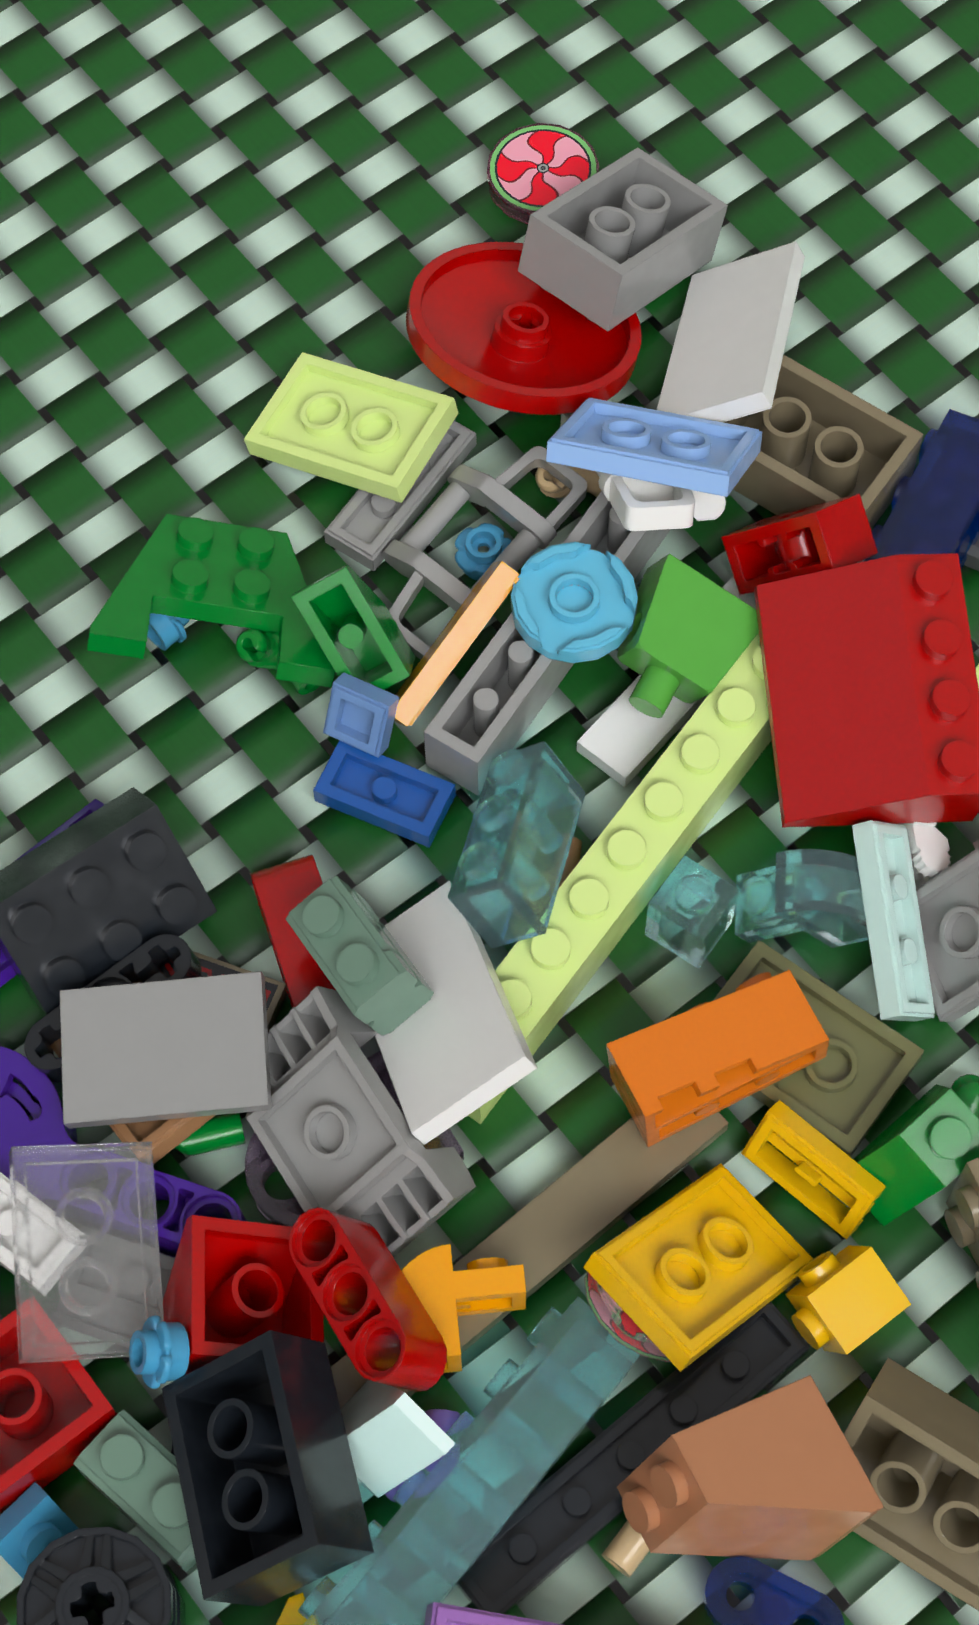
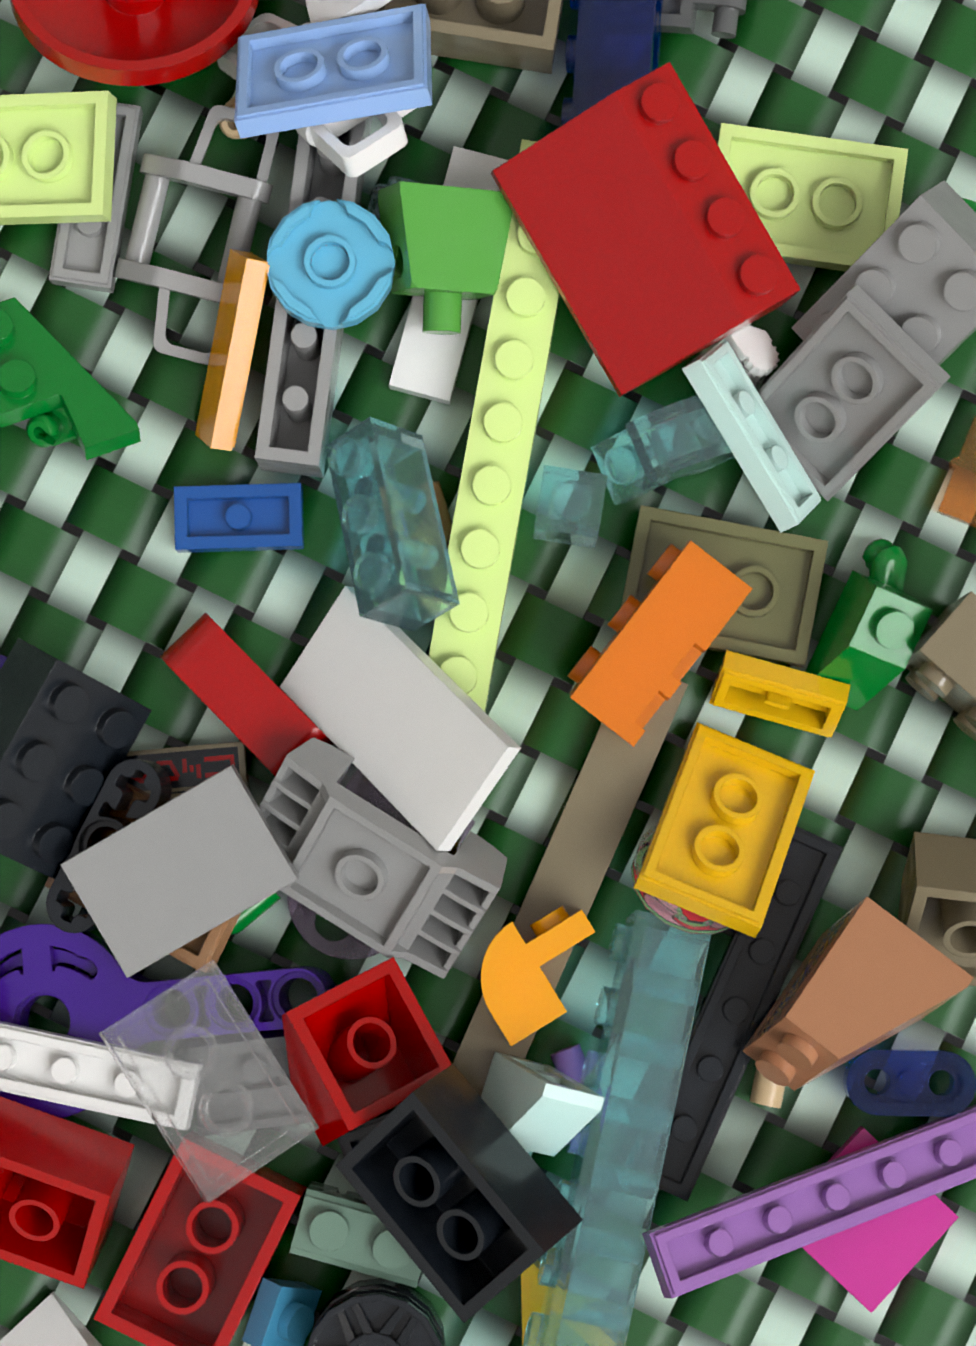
camera: 25 degrees left, 20 degrees up
(159, 1351) = (320, 1139): dark azure plate -> none
(355, 629) = (144, 387): green slope -> none
(359, 956) = (308, 707): sand green brick -> none
(360, 714) = (184, 461): medium blue tile -> none
(367, 1300) = (499, 1017): red beam -> none
(469, 540) = (191, 223): dark azure plate -> none
(800, 543) = (509, 100): red brick -> none
(844, 1299) = (857, 798): yellow brick -> none

